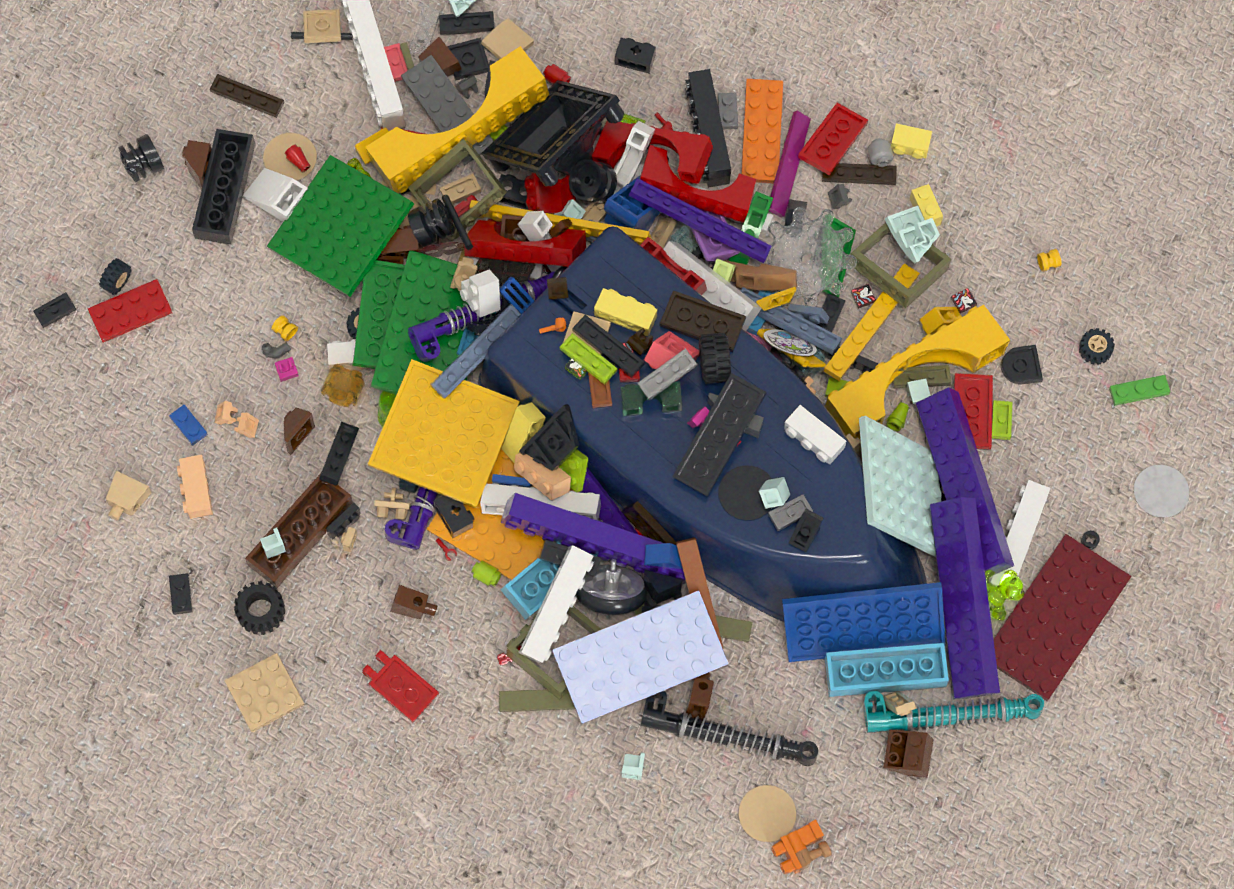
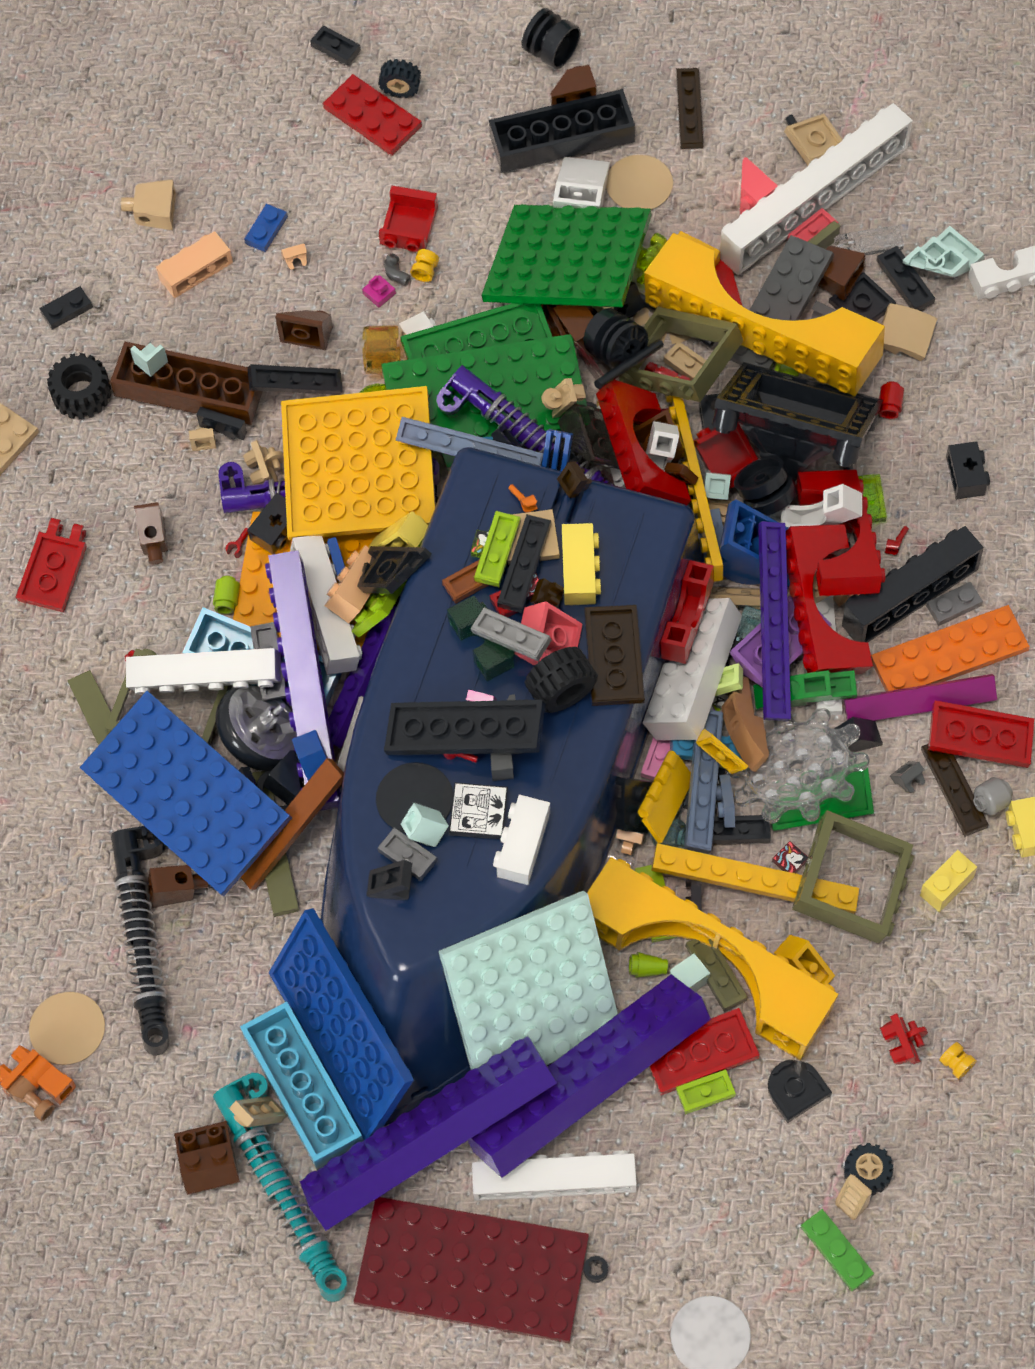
camera: 70 degrees right, 5 degrees down
(238, 323) = (408, 219): none -> red panel
(247, 425) = (290, 281): light nougat tile -> none
(296, 157) = (638, 186): red cone -> none
(349, 84) = (753, 185): none -> coral slope
(481, 293) = (542, 413): white brick -> none
(633, 766) = (59, 853): light aqua panel -> none
(778, 455) = (478, 811): none -> tile
(789, 342) = (668, 789): sticker -> none
(912, 232) = (897, 872): light aqua slope -> none
(964, 300) = (847, 981): tile -> none
(1009, 588) = (459, 1179): clear neon green animal -> none
(1029, 287) = (897, 1029): none -> red hips
(1114, 362) = (853, 1197): none -> tan slope

